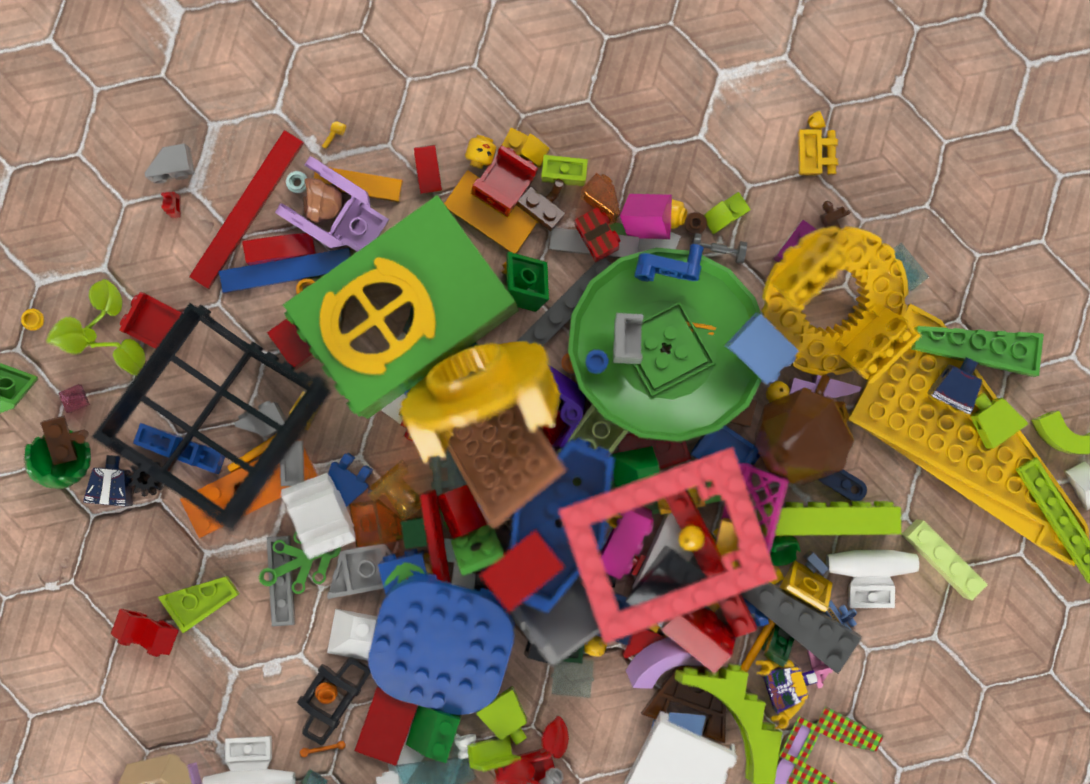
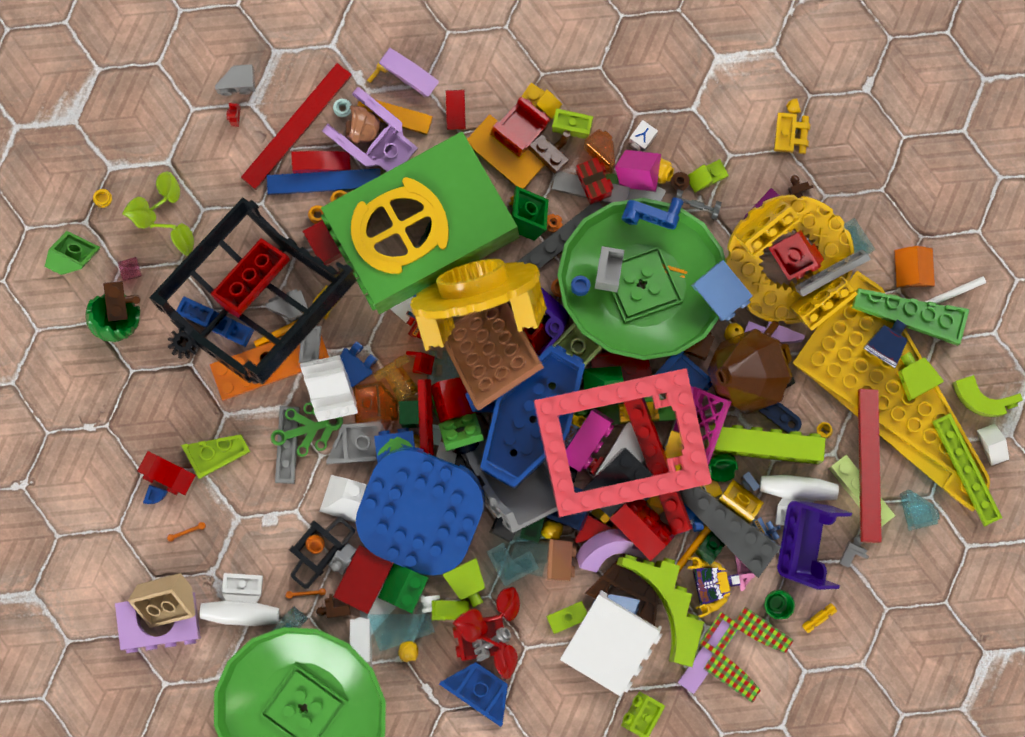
camera: 10 degrees right, 5 degrees down
(109, 484) = (151, 345): dark blue torso -> none
(135, 656) = (154, 495): none -> blue tile
(148, 319) = (202, 210): red panel -> none
(193, 685) = (201, 526): none -> orange hinge
(211, 395) = (250, 277): none -> red brick
(276, 309) = (317, 208): none -> light orange plate
(354, 767) = (332, 611): none -> reddish brown piece
(359, 708) = (342, 559): none -> light grey piece
(368, 132) = (408, 72): none -> lavender slope
(423, 471) = (423, 362): none -> red panel
(480, 151) = (502, 99): yellow head -> none
(522, 571) = (497, 448): red tile -> none
(553, 696) = (509, 569): none -> clear light blue brick
(555, 294) = (558, 222): none -> orange plate
(608, 680) = (560, 560): none -> nougat slope
(624, 741) = (567, 617): none -> lime plate
(647, 176) = (642, 137): none -> white brick
(691, 538) = (643, 441): yellow piece -> none
(845, 297) = (796, 255): none -> red plate
(865, 700) = (779, 604): none -> green hair
(882, 629) = (802, 543): none -> dark purple windscreen
(886, 311) = (832, 272): none -> light grey tile
(895, 488) = (826, 426): none -> yellow hinge
(910, 708) = (819, 618): none -> yellow axle
(939, 627) = (851, 550): none -> light grey piece
(953, 532) = (869, 466): none -> red tile
(974, 291) = (914, 267): none -> orange slope
(1012, 578) = (918, 511): none -> clear light blue slope
(1026, 313) = (957, 291): none -> white bar

